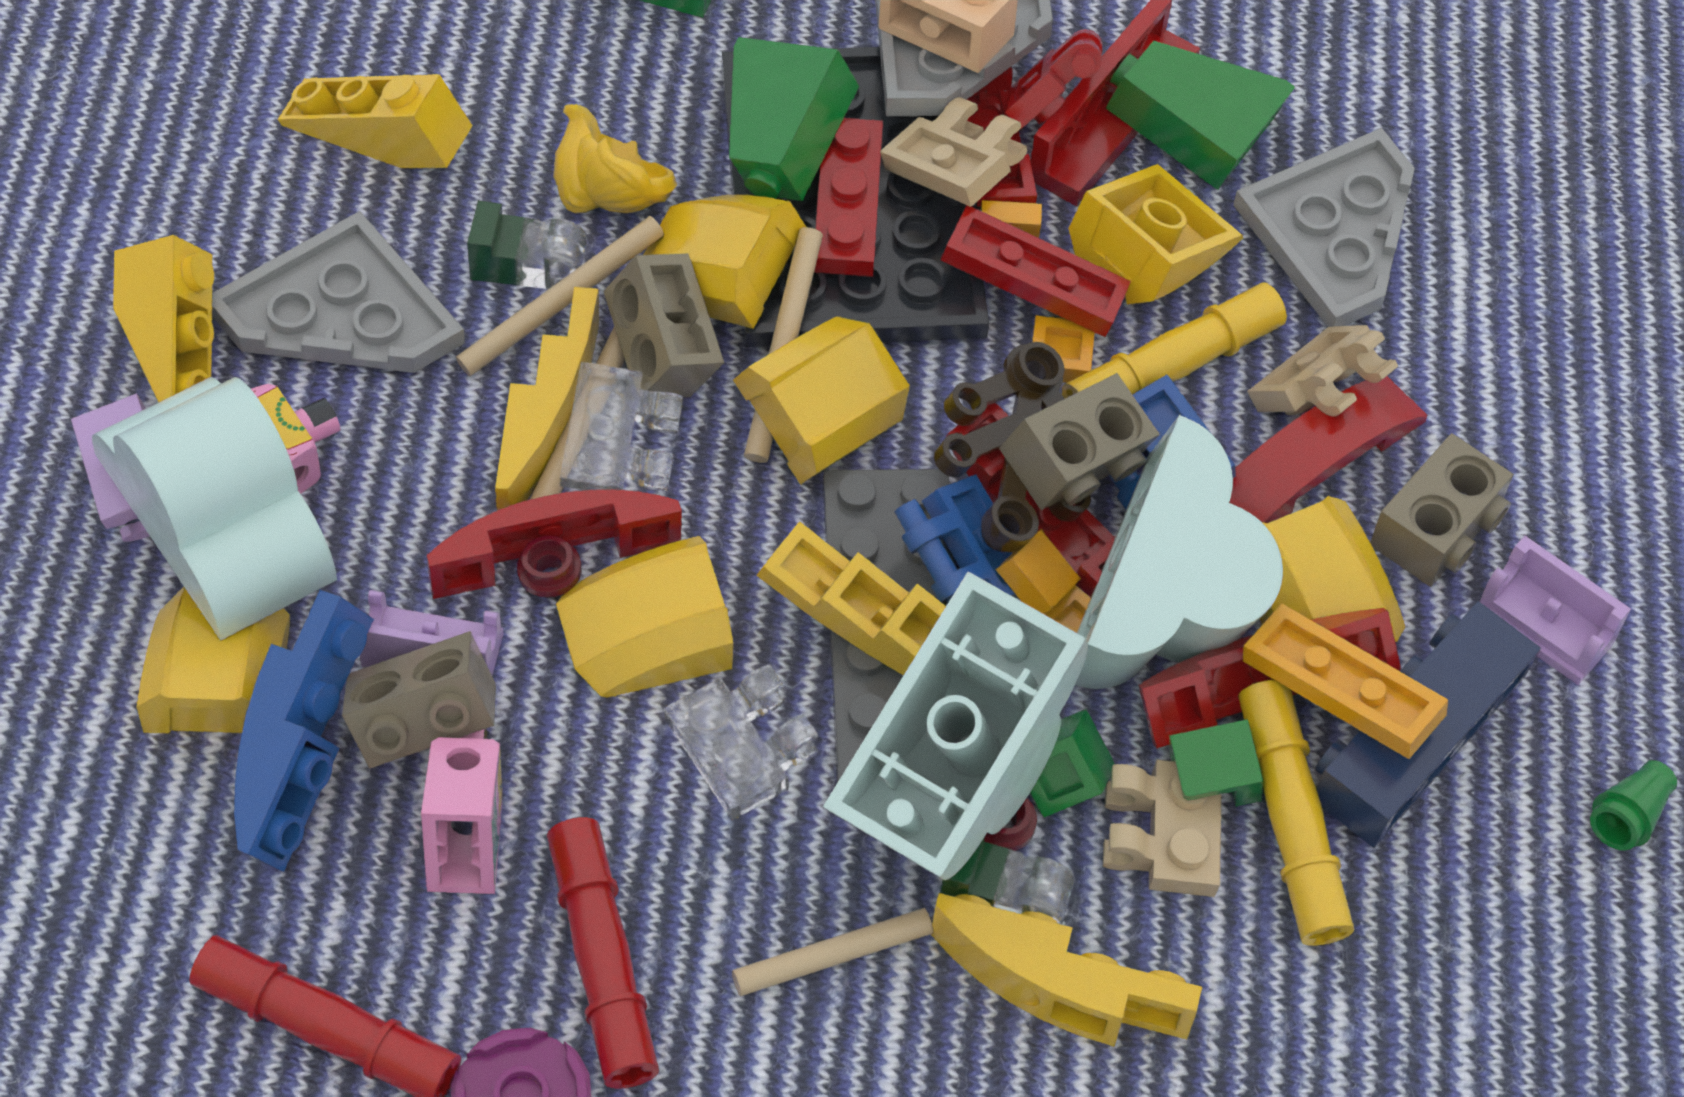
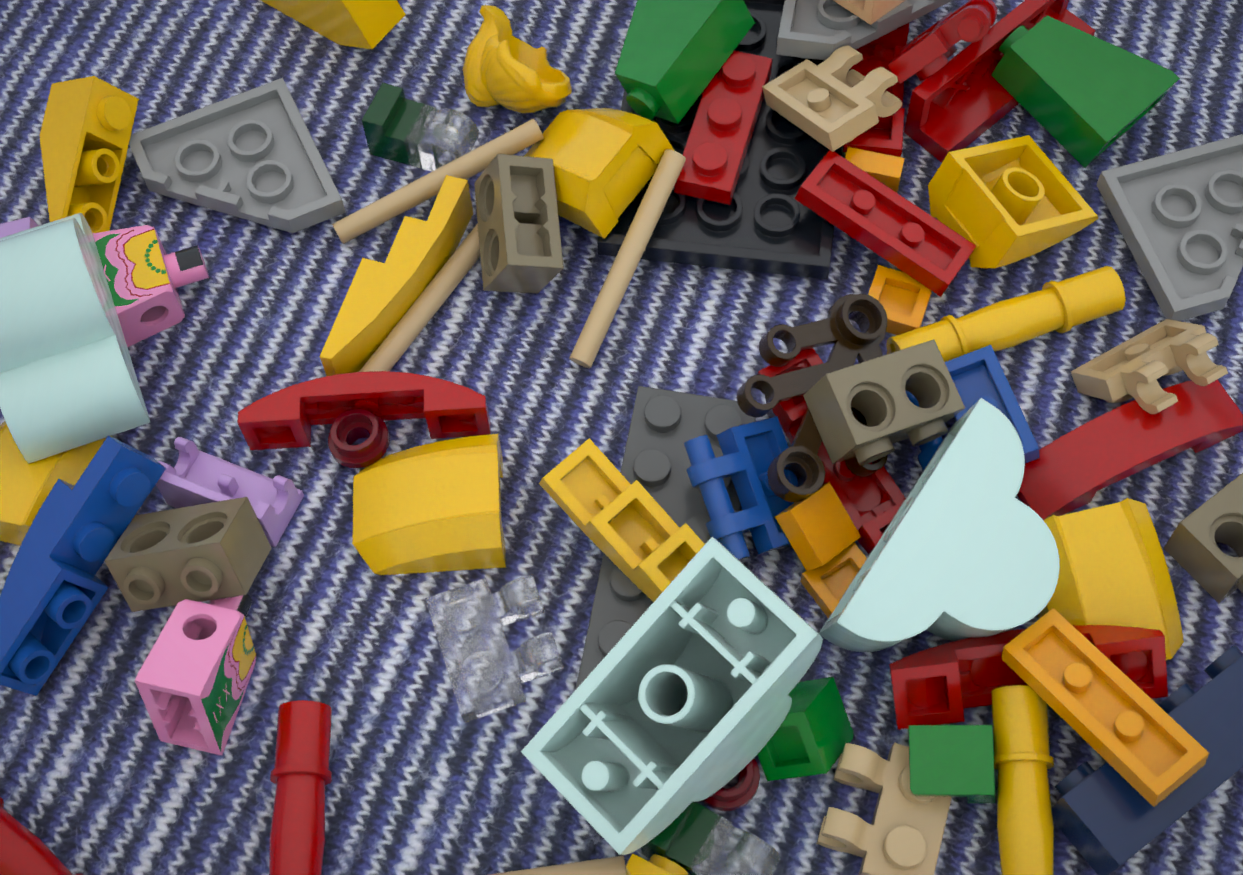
camera: 20 degrees right, 5 degrees up
(602, 429) = (438, 314): clear plate -> none
(826, 393) = (657, 311): yellow slope -> none

